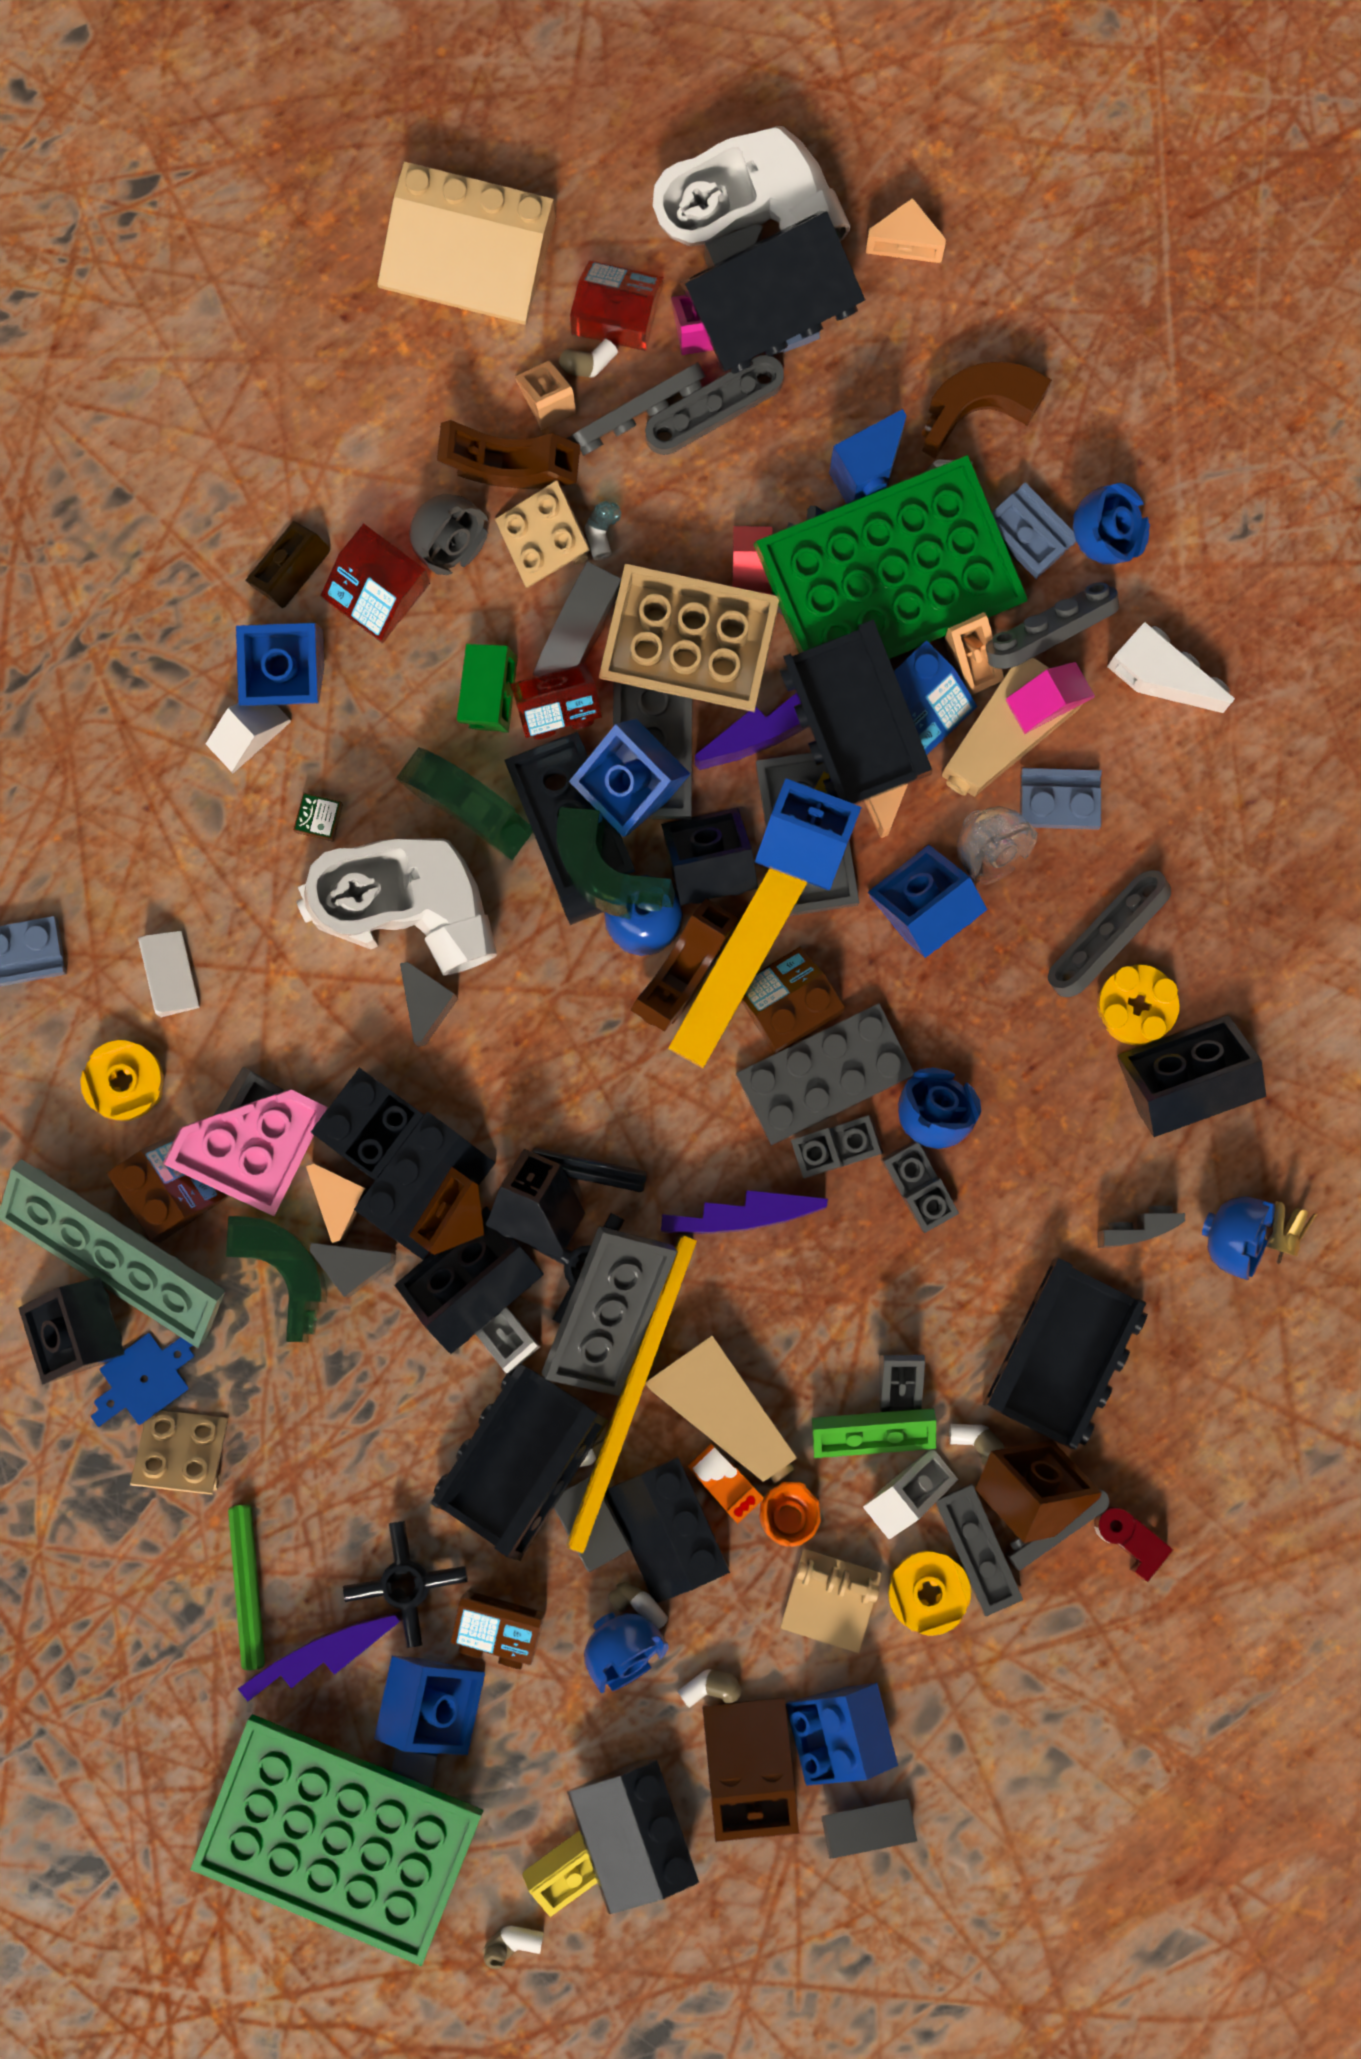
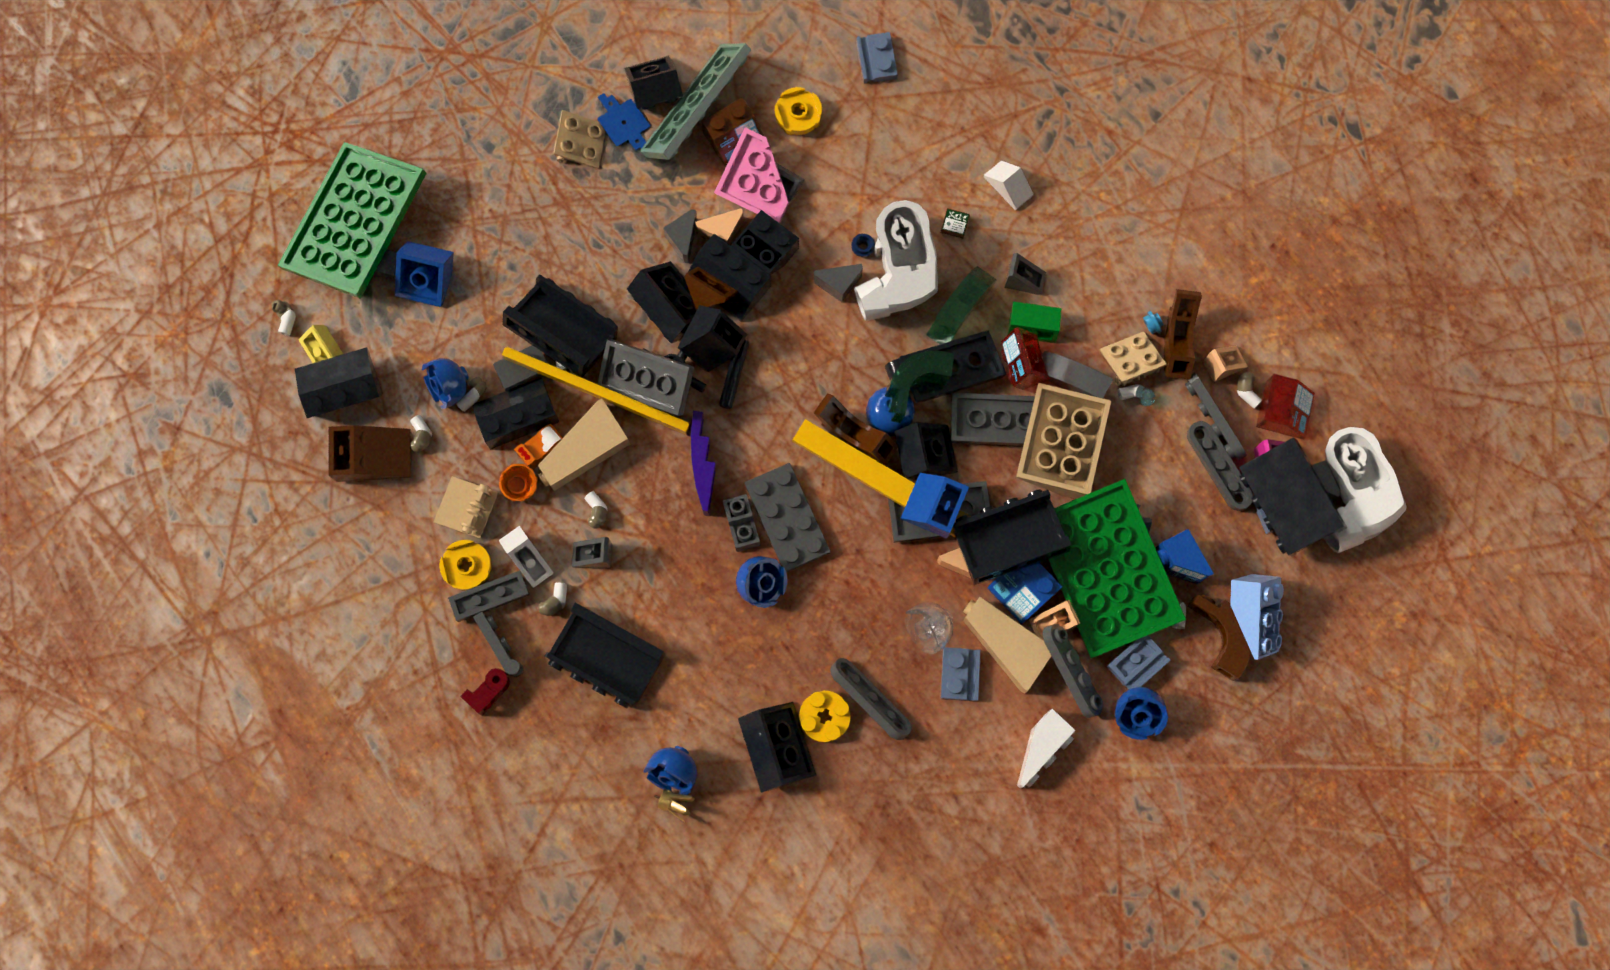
camera: 90 degrees right, 5 degrees down
(168, 973) = (861, 137): white slope -> none
(246, 1587) = (502, 175): bright green axle -> none
(279, 664) = (1048, 199): blue slope -> none
(288, 564) = (1113, 209): dark brown slope -> none
(292, 1258) = (693, 196): clear green arch -> none
(334, 1649) = (459, 218): dark purple slope -> none
(351, 957) = (866, 239): none -> dark blue plate
(374, 583) = (1100, 257): clear red slope -> none
(396, 1597) = (494, 270): black bar -> none
(409, 704) = (1024, 276): none -> dark grey slope
(447, 532) = (1132, 298): dark grey cylinder -> none
(466, 242) = (1322, 317): tan slope -> none
(486, 499) = (1153, 322): none -> dark azure plate
(497, 1629) = (465, 311): reddish brown slope -> none
(507, 1340) = (632, 323): white slope -> none
(629, 776) = (975, 400): blue slope -> none
(747, 568) = (1109, 477): coral slope -> none
(751, 735) = (1001, 474): dark purple slope -> none
(791, 1000) = (833, 496): reddish brown slope -> none
(827, 1378) = (599, 510): none -> dark tan arm
(842, 1735) = (385, 509): blue slope -> none
(869, 1828) = (329, 522): dark grey slope -> none
(874, 1433) = (563, 536): bright green plate -> none
(907, 235) = (1338, 590): light nougat slope -> none
(920, 1186) = (713, 572): dark grey slope -> none
(928, 900) = (894, 584): blue slope -> none
(946, 349) = (1258, 612): none -> light blue slope
(1036, 1489) = (521, 630): reddish brown slope -> none
(1049, 696) = (1025, 664): dark pink slope -> none
(1149, 1225) = (682, 714): dark grey slope -> none

